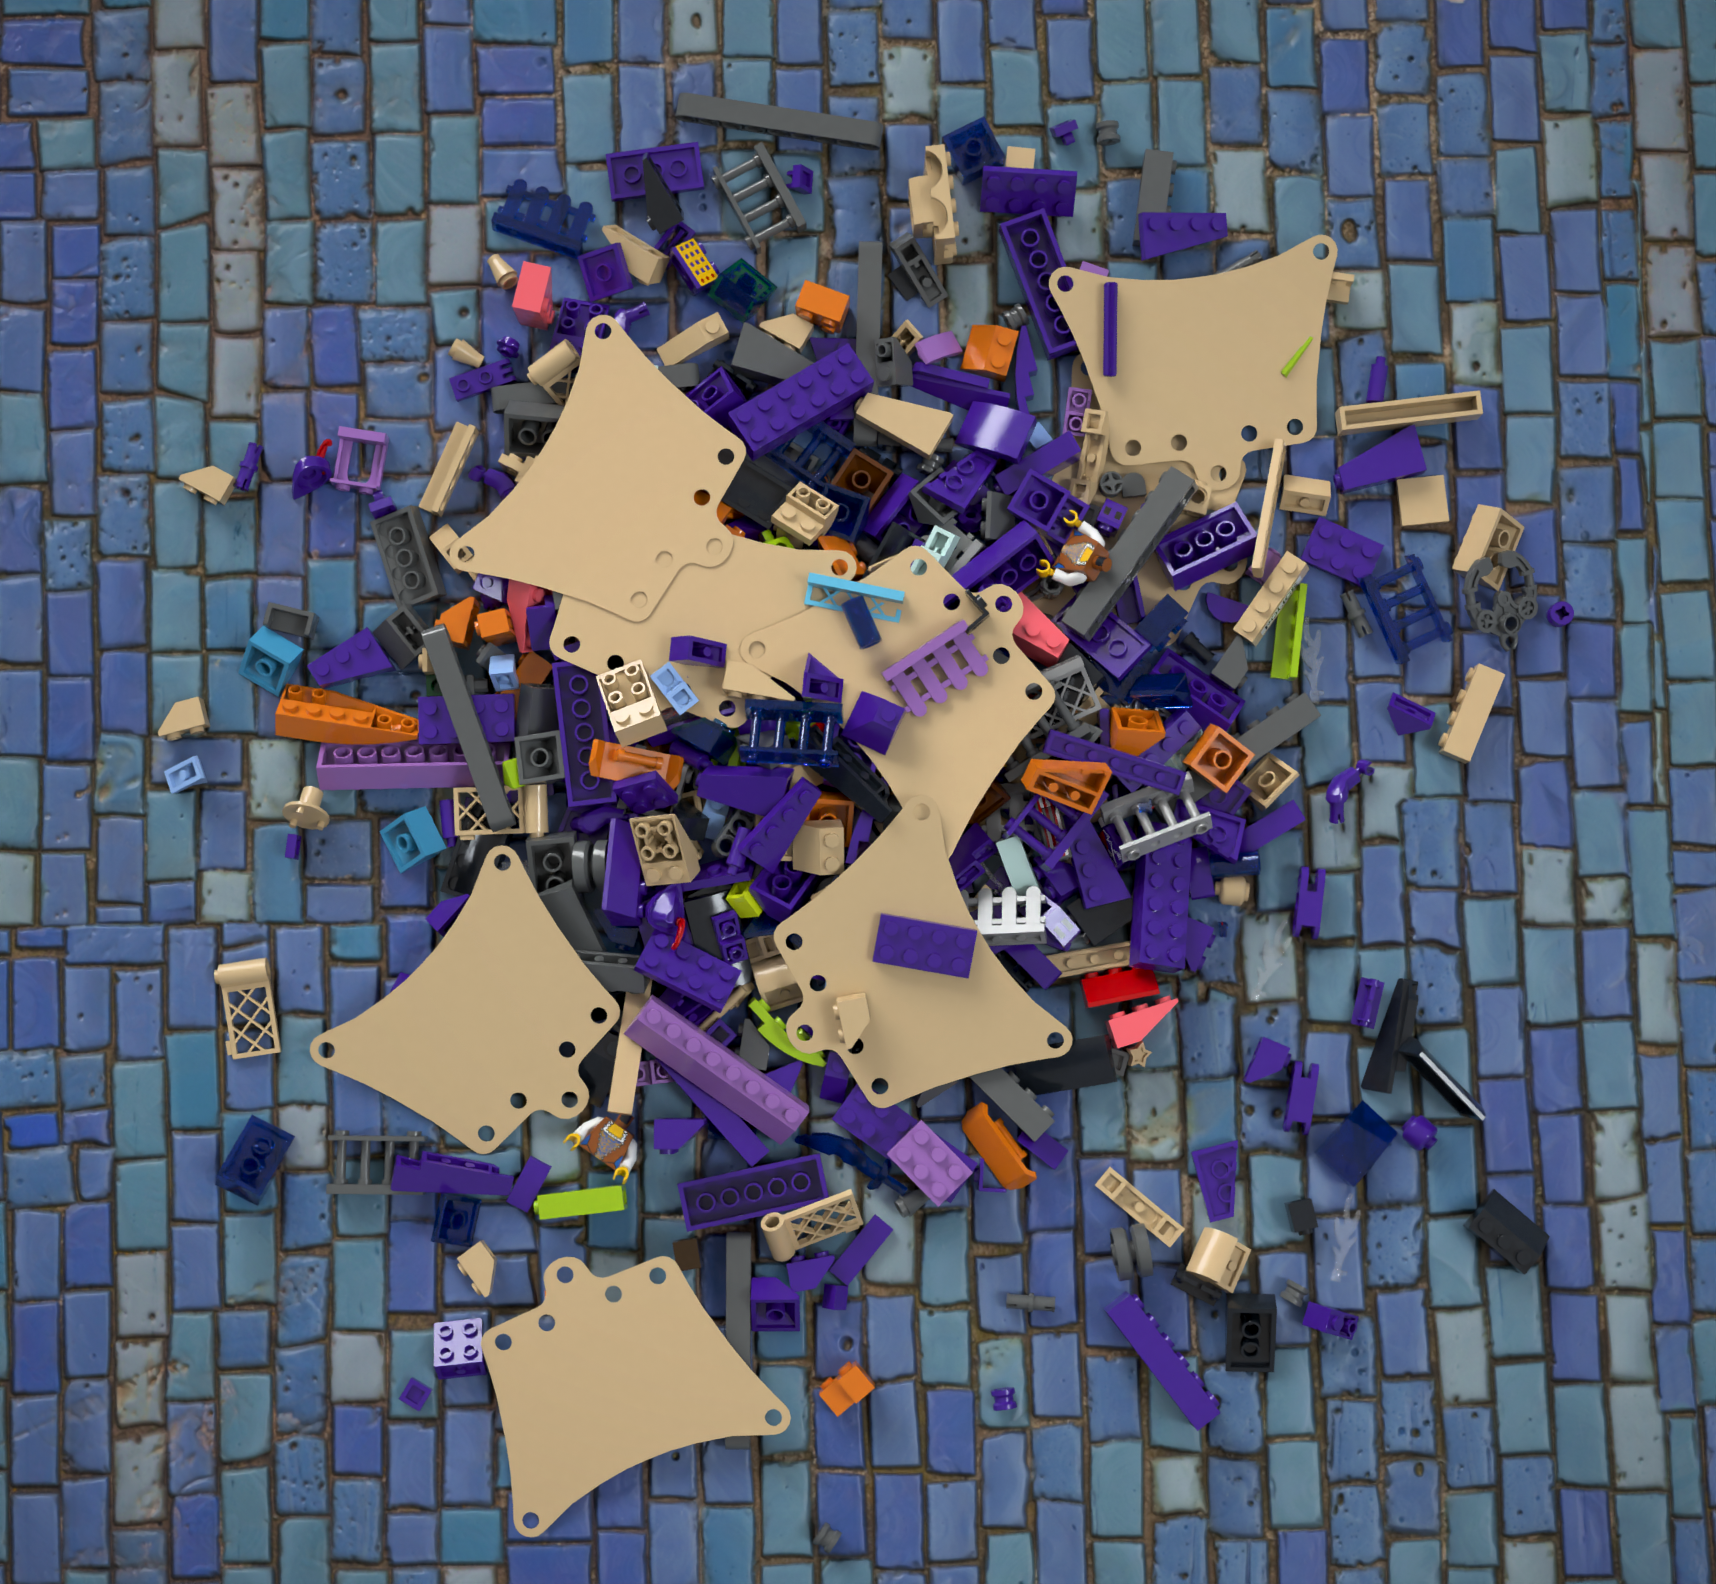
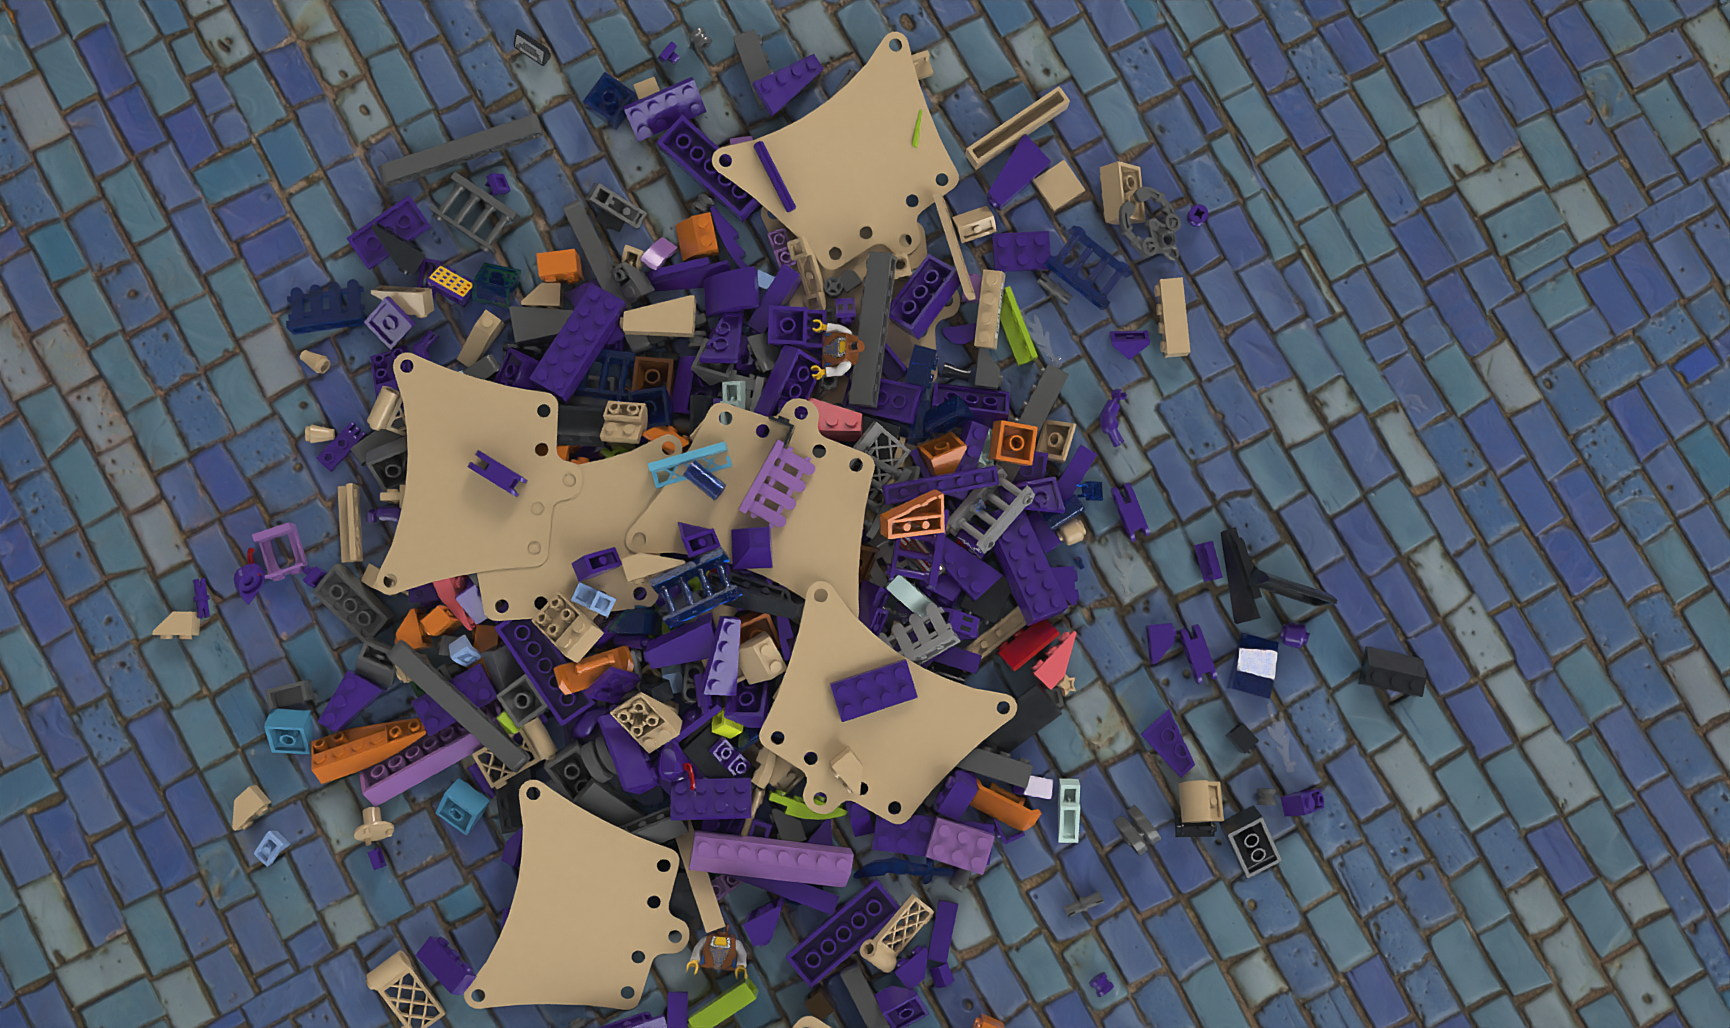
camera: 30 degrees left, 0 degrees up
(310, 999) = (446, 965): none -> dark purple brick
(508, 347) = (347, 413): dark purple plate -> none
(534, 296) = (344, 367): coral wedge -> none
(642, 499) = (498, 473): none -> dark purple piece
(757, 974) = (763, 773): none -> tan slope
(916, 46) = (531, 47): none -> slope
(932, 205) = (600, 152): tan piece -> none
(955, 1108) = (957, 794): none -> dark purple slope
(1067, 1192) = (1068, 810): none -> light aqua slope
(1139, 1207) = (1125, 793): tan slope -> none
(1163, 1362) = (1203, 898): dark purple brick -> none
(1278, 857) = (1091, 491): none -> clear blue plate
(1377, 381) = (983, 117): dark purple cylinder -> none

